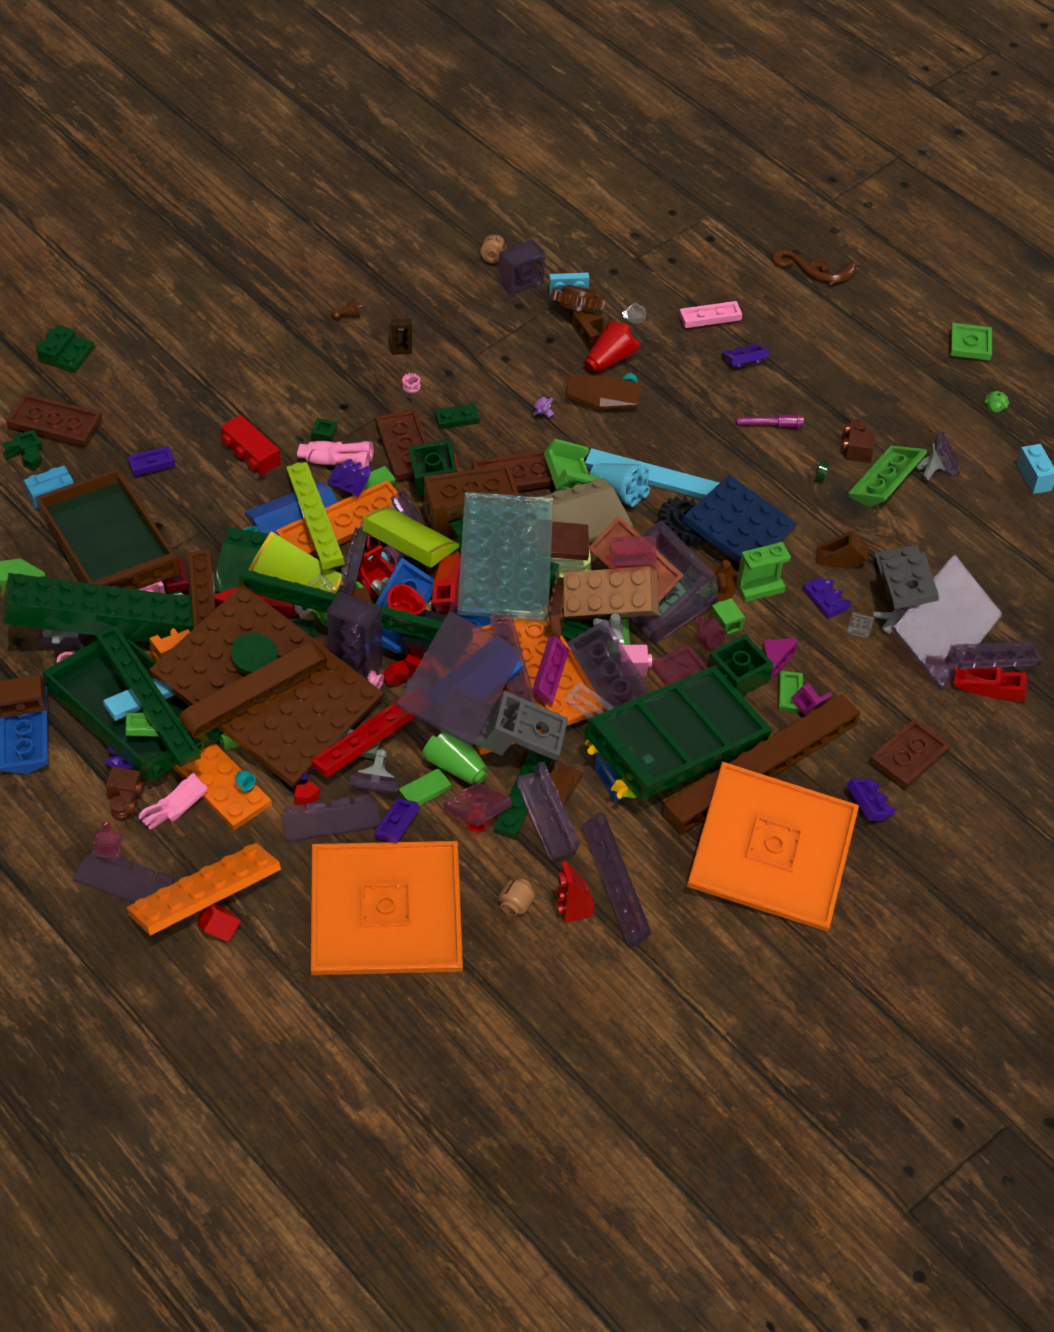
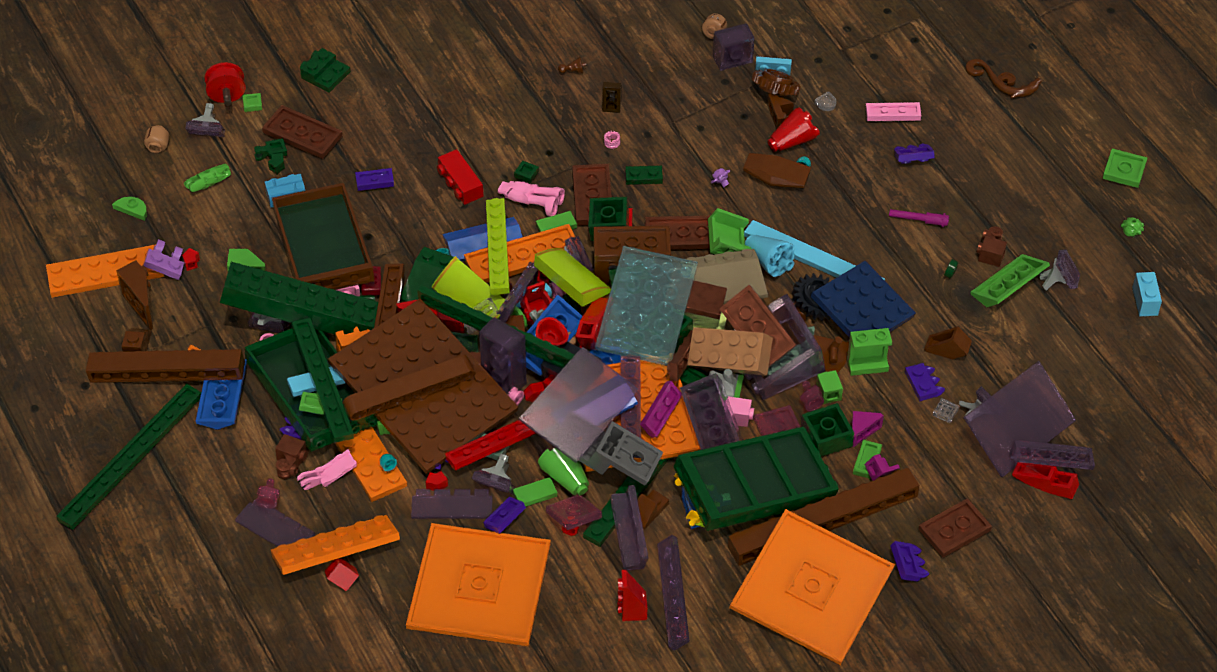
camera: 15 degrees right, 0 degrees up
(252, 652) = (414, 356): dark green tile -> none
(349, 477) = (536, 217): dark purple plate -> none
(516, 897) = (586, 593): medium nougat head -> none
(574, 693) = (676, 431): clear tile -> none
(633, 552) = (753, 319): clear pink bracket -> none
(906, 577) = (993, 374): dark grey bracket -> none

